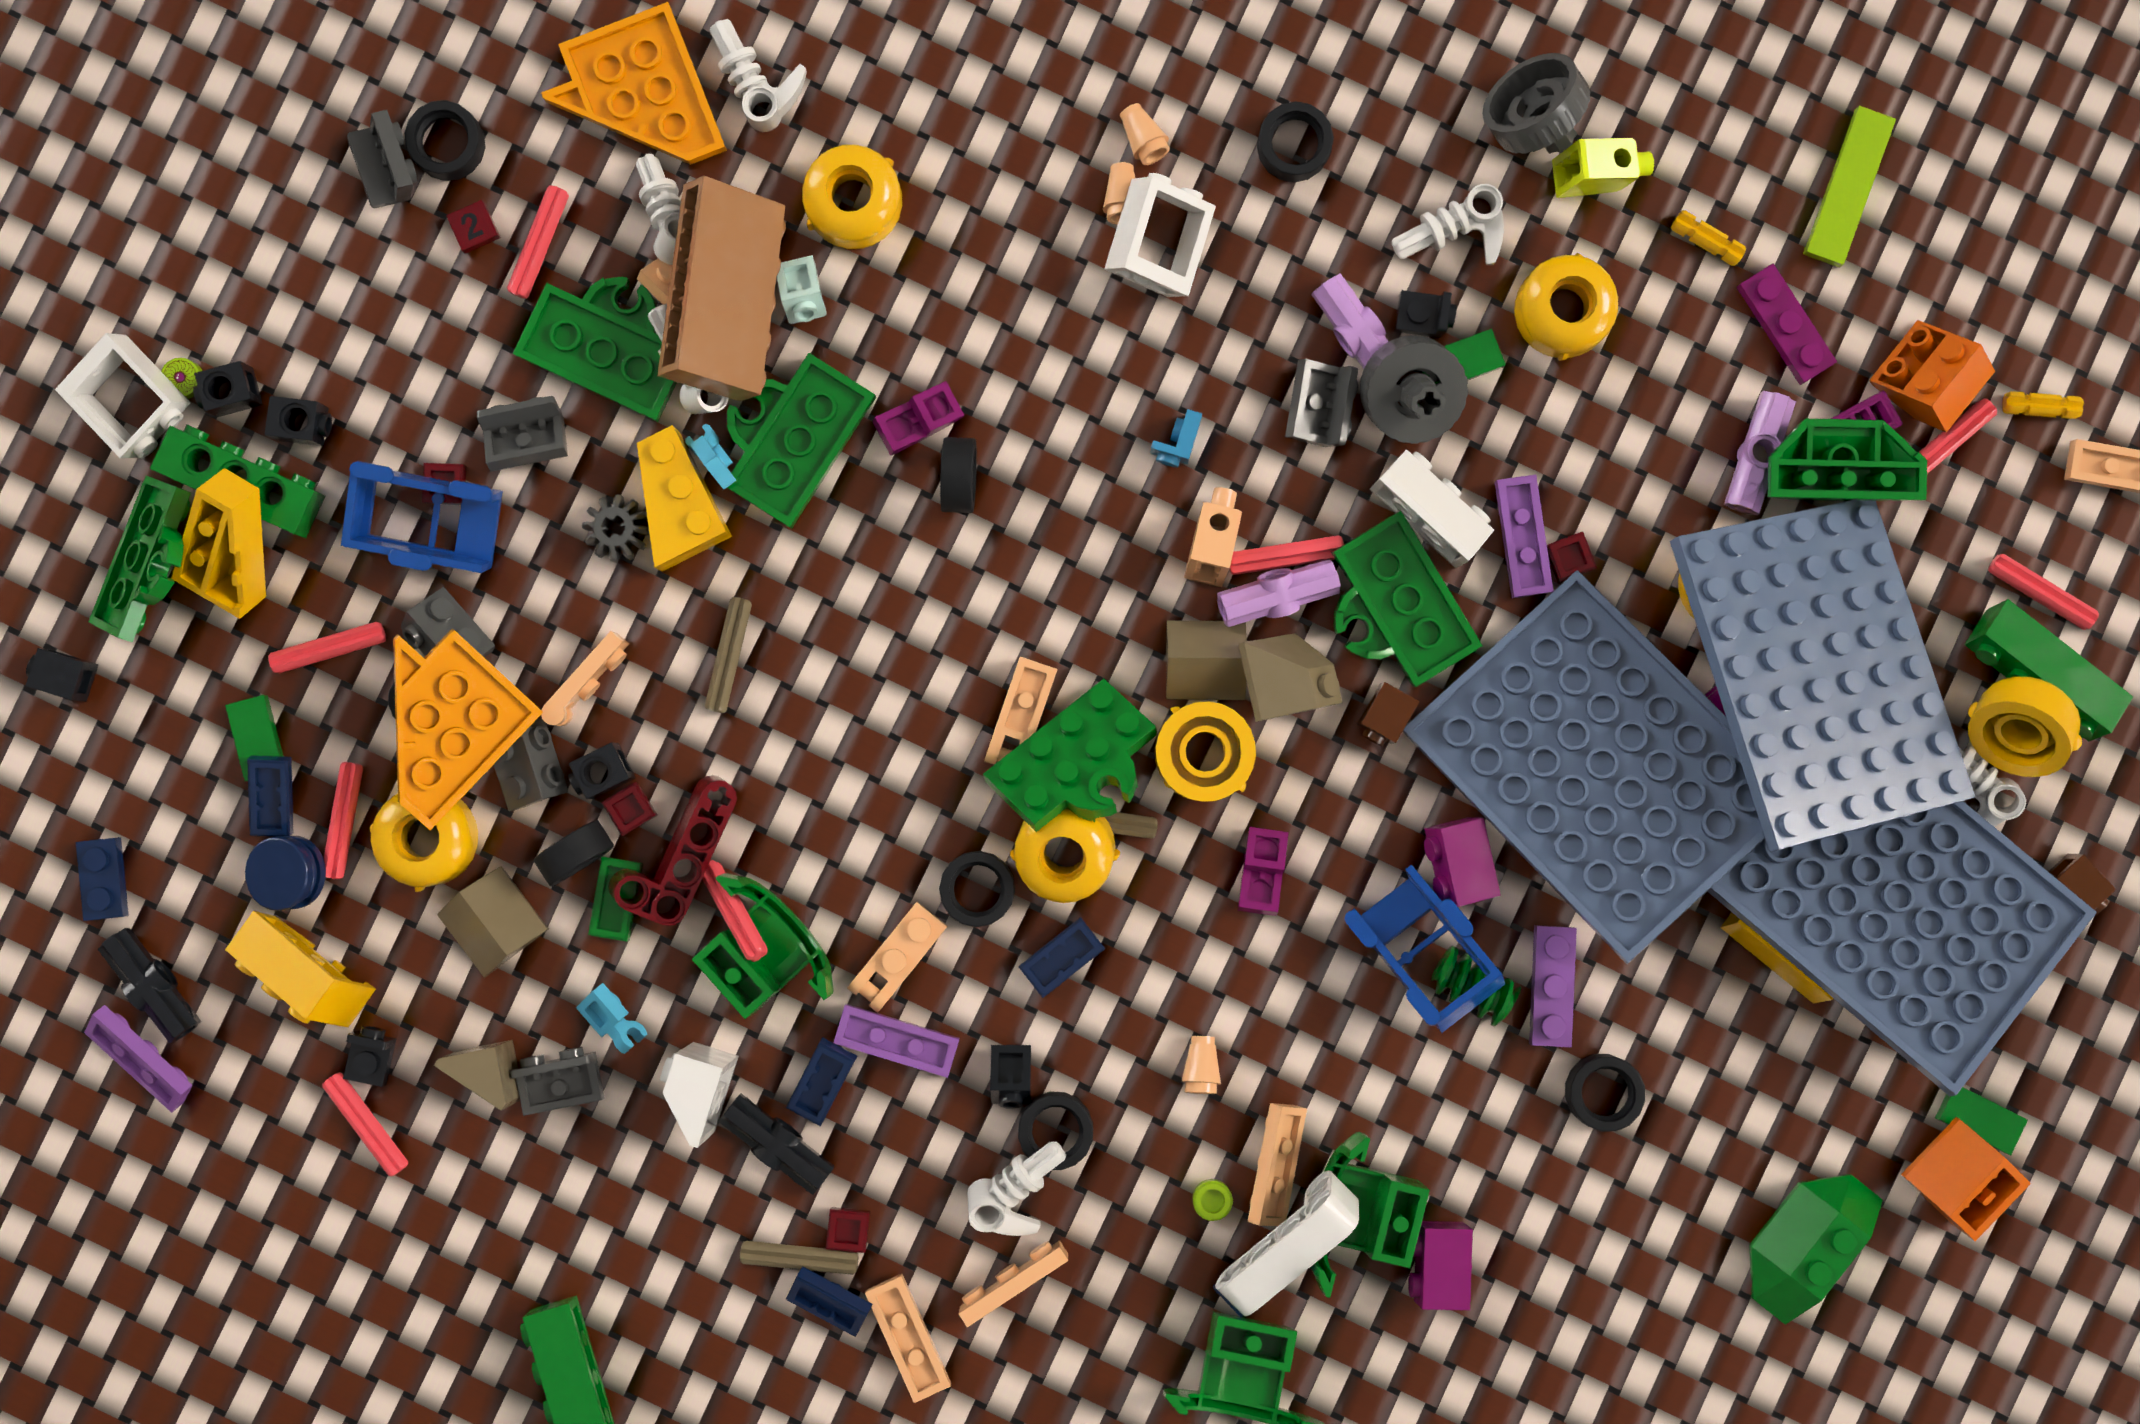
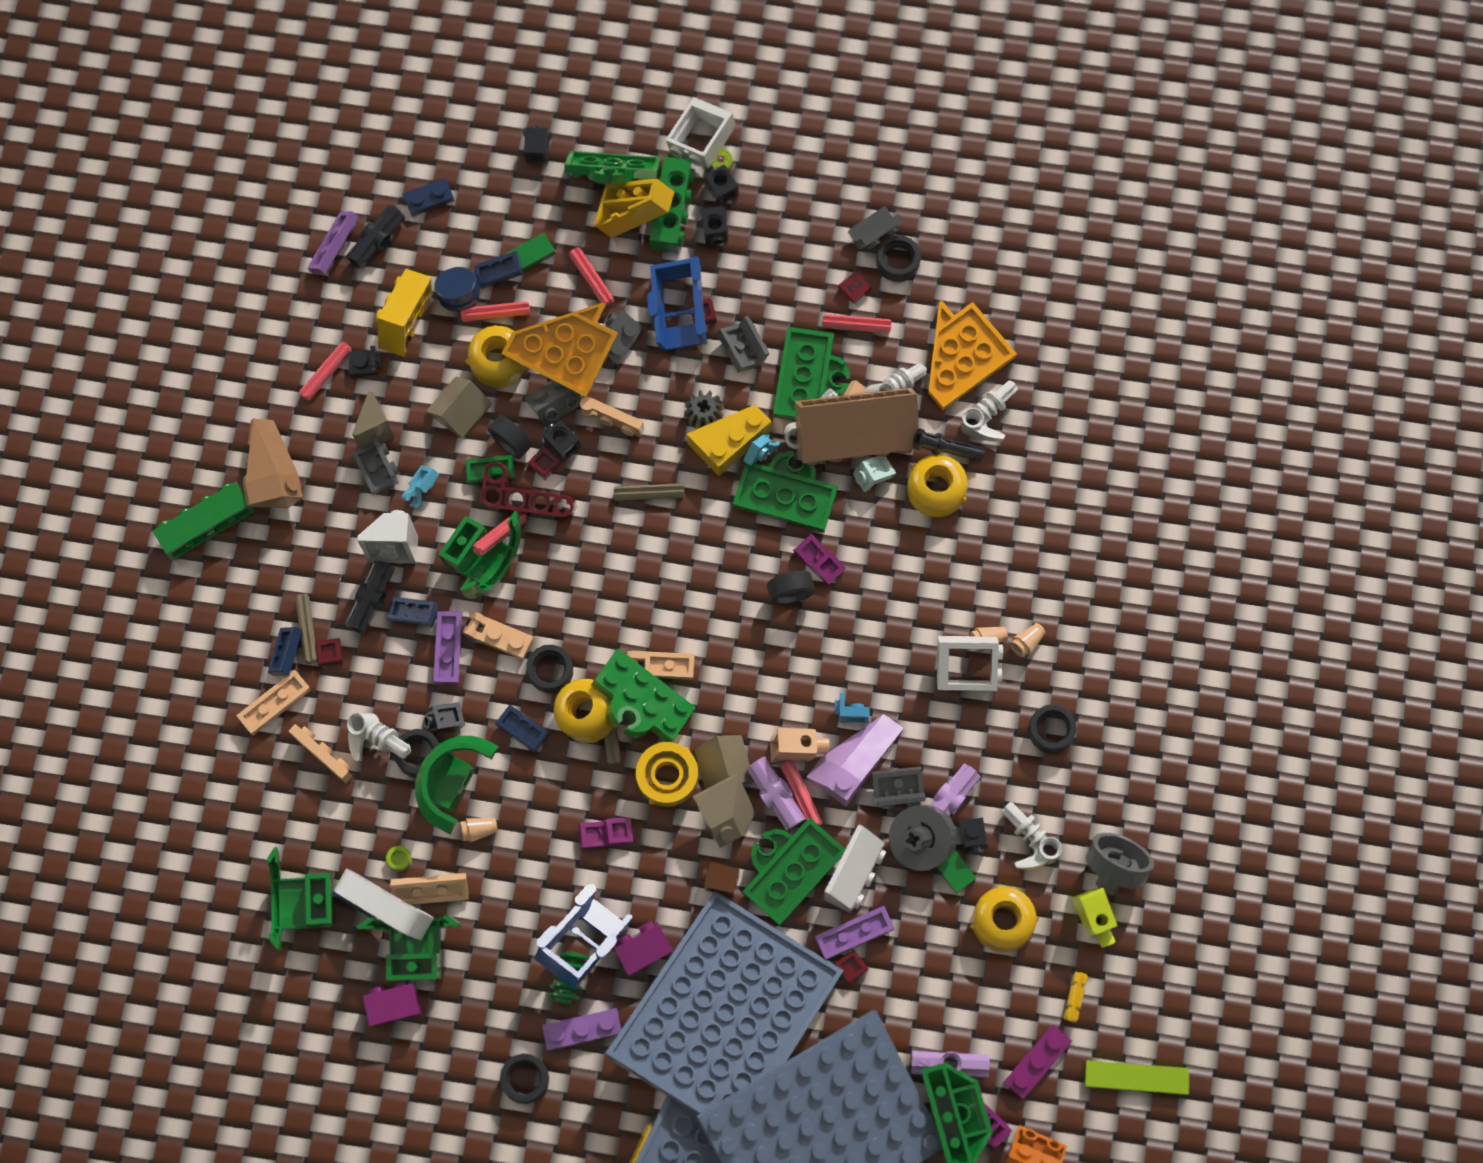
camera: 80 degrees right, 15 degrees down
(518, 1256) = (270, 473): none -> medium nougat wedge
(789, 169) = (938, 443): none -> black pin
(1116, 1102) = (445, 777): none -> green piece
(1256, 457) = (851, 762): none -> lavender wedge

